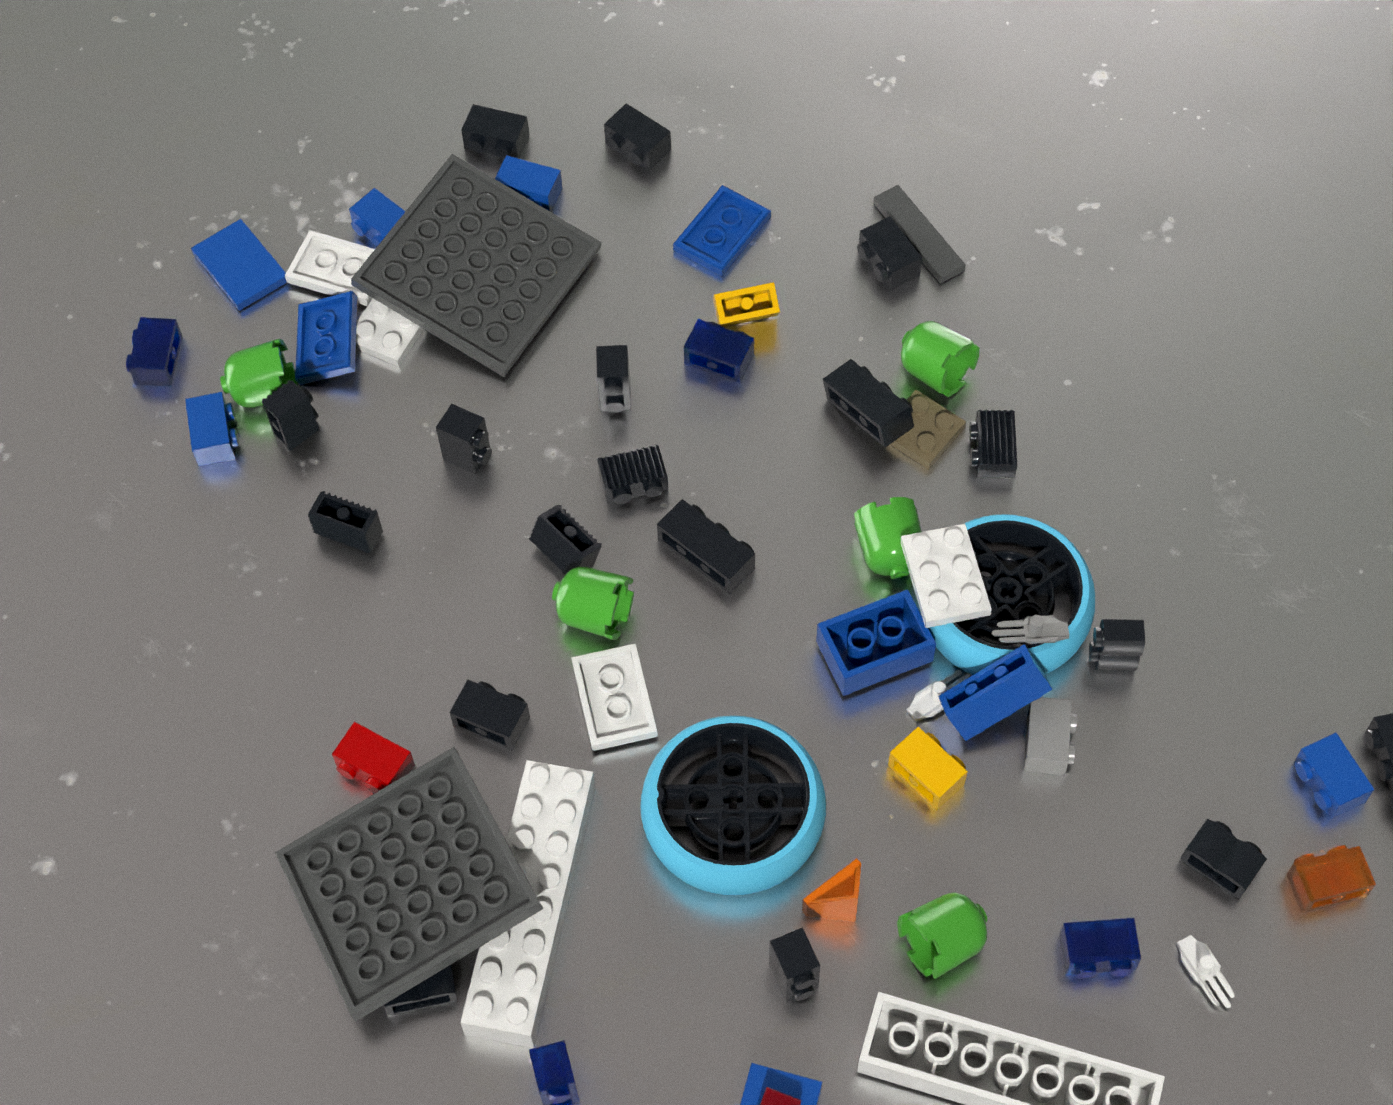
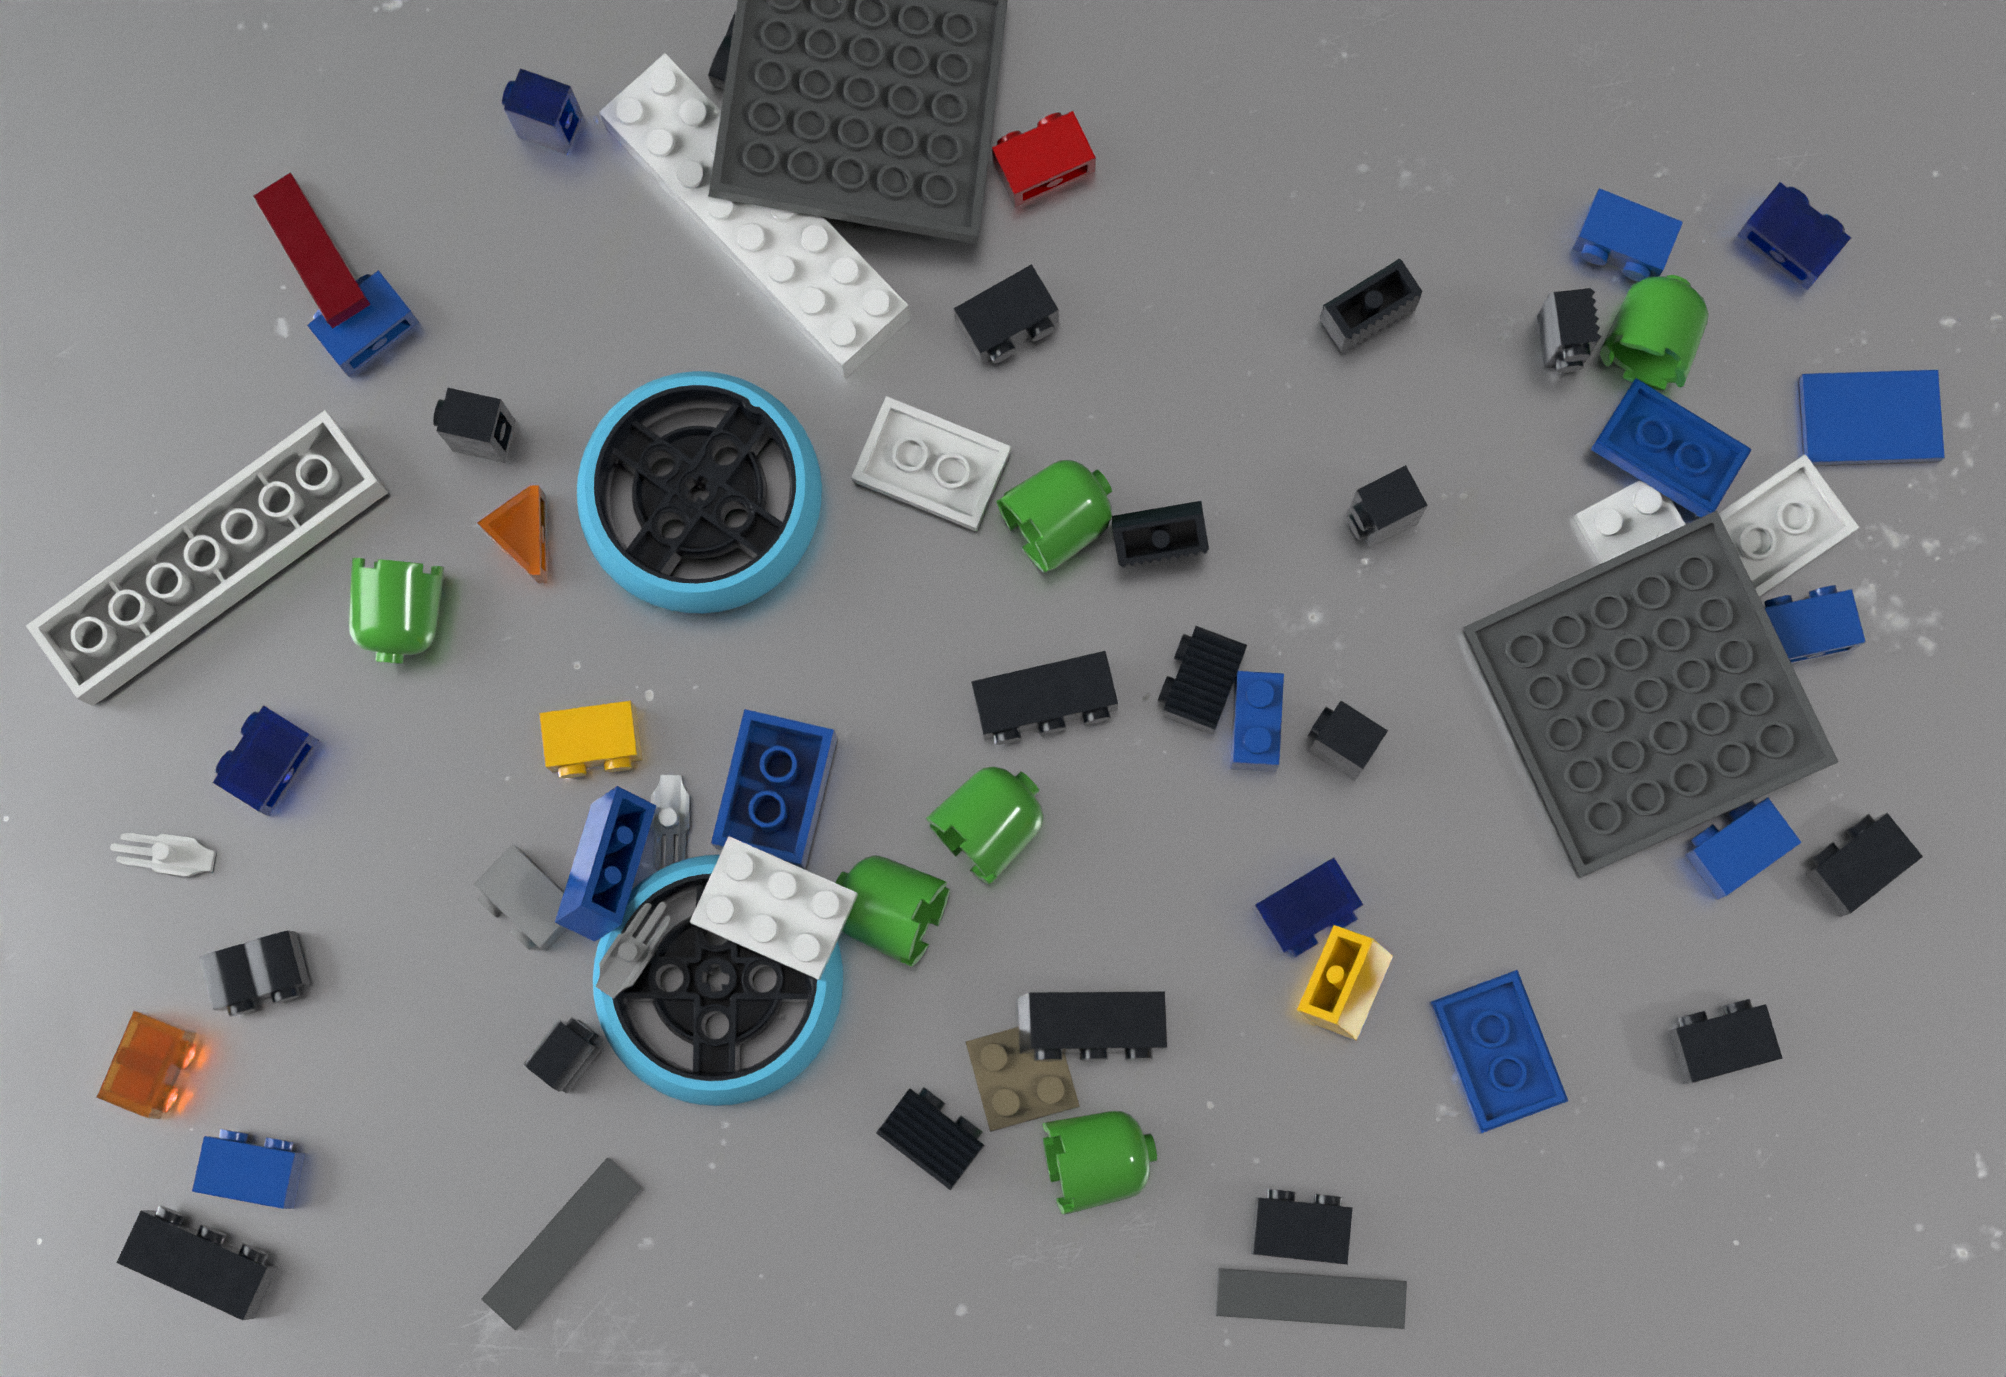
camera: 130 degrees right, 20 degrees up
(637, 429) = (1257, 721): none -> blue brick
(800, 520) = (989, 820): none -> bright green cylinder
(1214, 588) = (562, 1244): none -> dark grey tile

